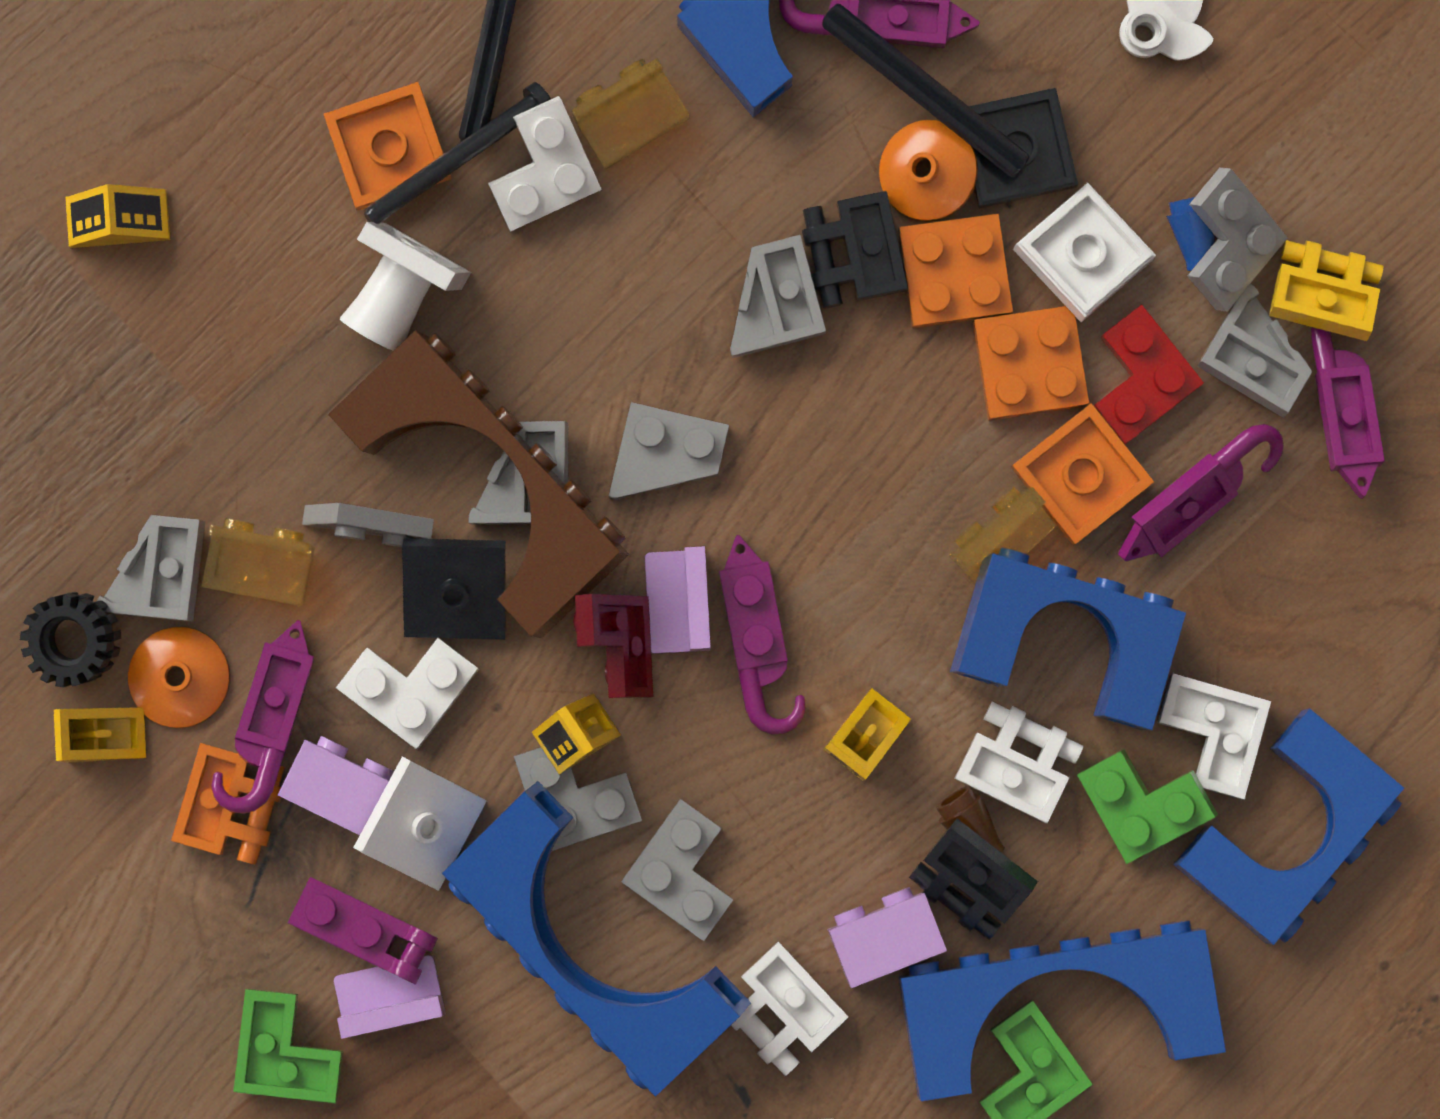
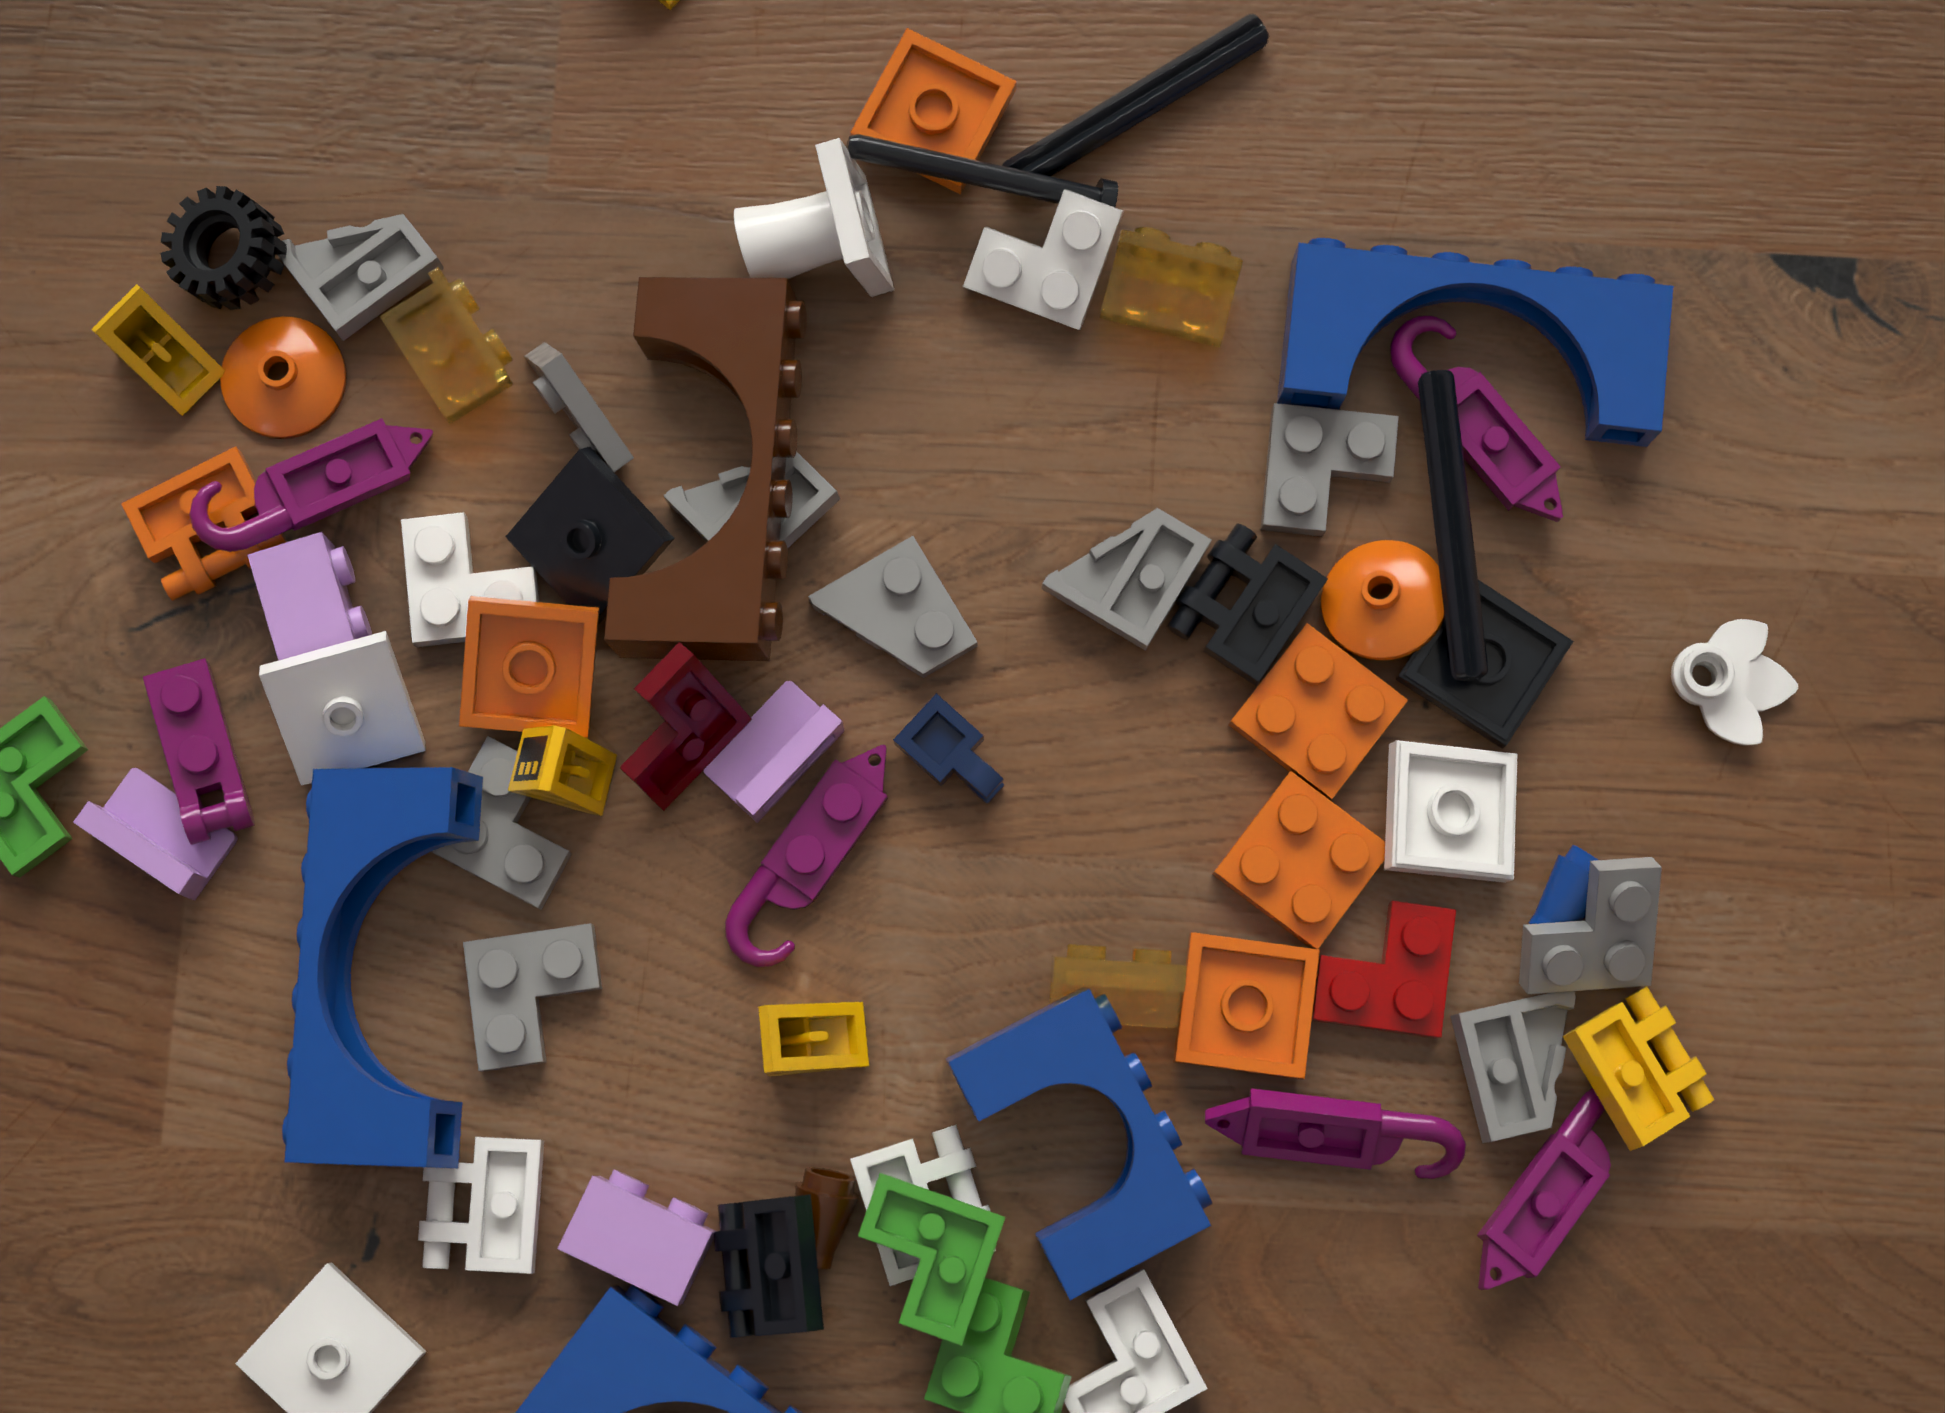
camera: 45 degrees right, 5 degrees down
(498, 694) = (528, 665): none -> orange plate
(769, 501) = (944, 745): none -> dark blue plate
(799, 124) = (1312, 447): none -> light grey plate
(1058, 766) = (953, 1250): none -> bright green plate

